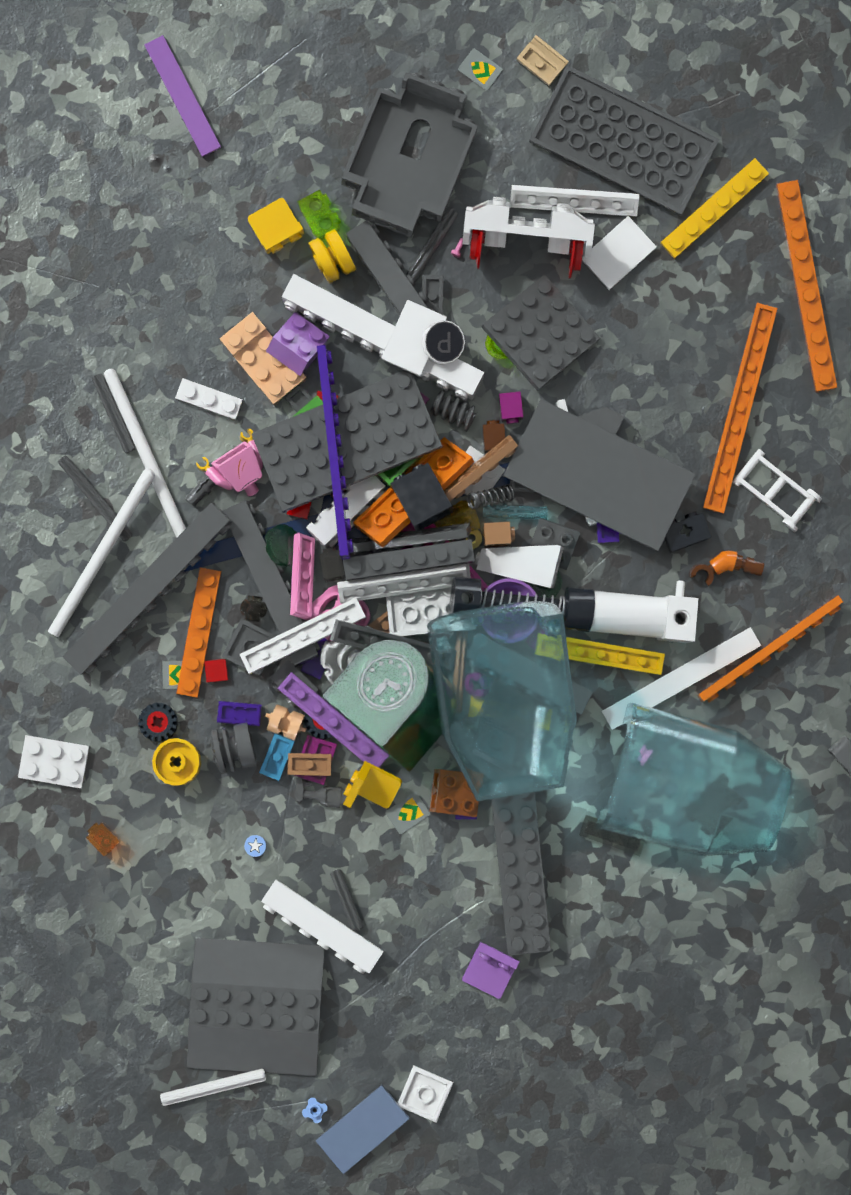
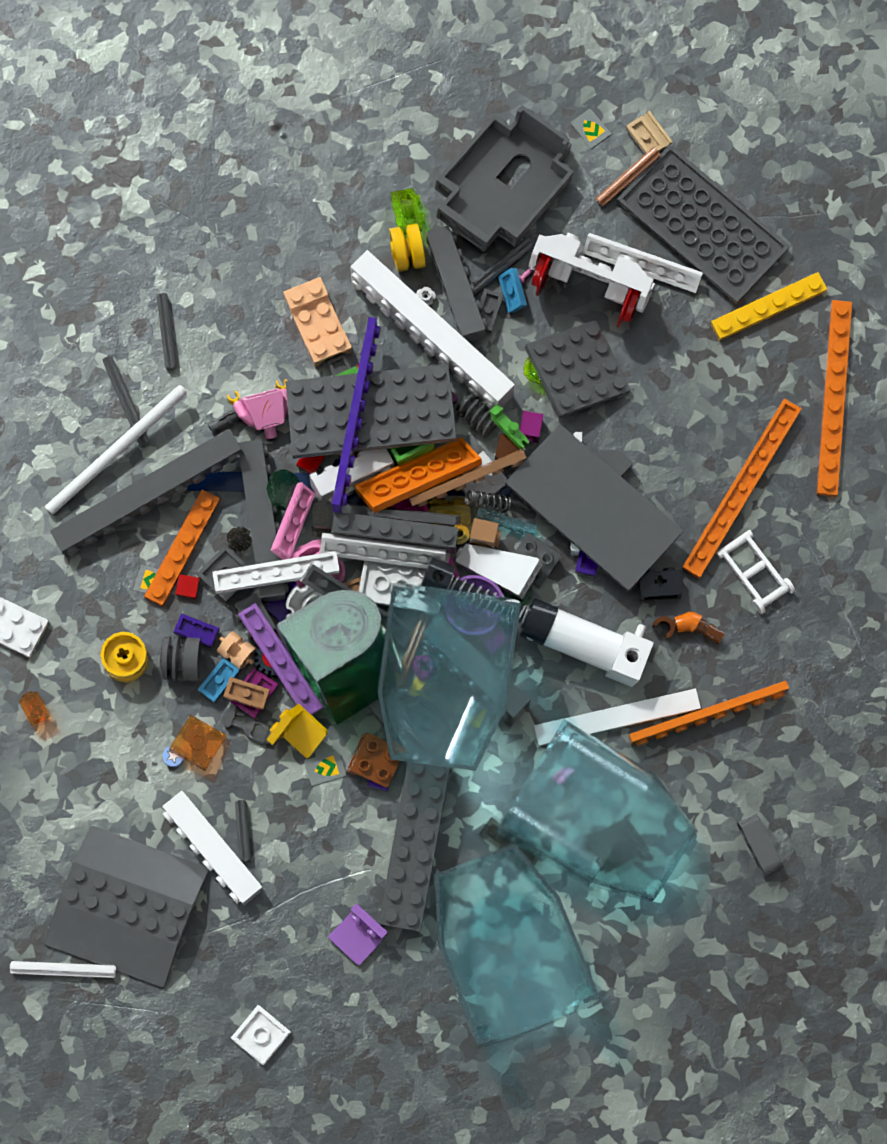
camera: 15 degrees right, 10 degrees down
(144, 451) = (184, 370): white piece -> none
(164, 724) = (122, 623): black wheel -> none
(182, 96) = (316, 77): medium lavender tile -> none
(209, 399) = (257, 344): white plate -> none
(275, 226) = (364, 210): yellow bracket -> none
(275, 825) = (197, 742): none -> clear orange tile
(297, 343) = (350, 314): medium lavender brick -> none
(316, 1116) = (151, 1013): light blue plate -> none
(362, 1129) = (191, 1050): sand blue tile -> none
(364, 293) = (426, 291): none -> white plate
(405, 343) = (459, 335): white tile -> none
(422, 496) = (424, 479): black panel -> none
(443, 341) = (485, 345): black tile -> none
(451, 268) = (512, 290): none -> dark azure plate
(490, 417) = (508, 427): none -> bright green piece
(534, 112) = (628, 176): none -> nougat axle
(615, 656) = (558, 675): yellow plate -> none
(619, 253) = (669, 320): white tile -> none
(642, 945) = (508, 947): none -> clear light blue windscreen

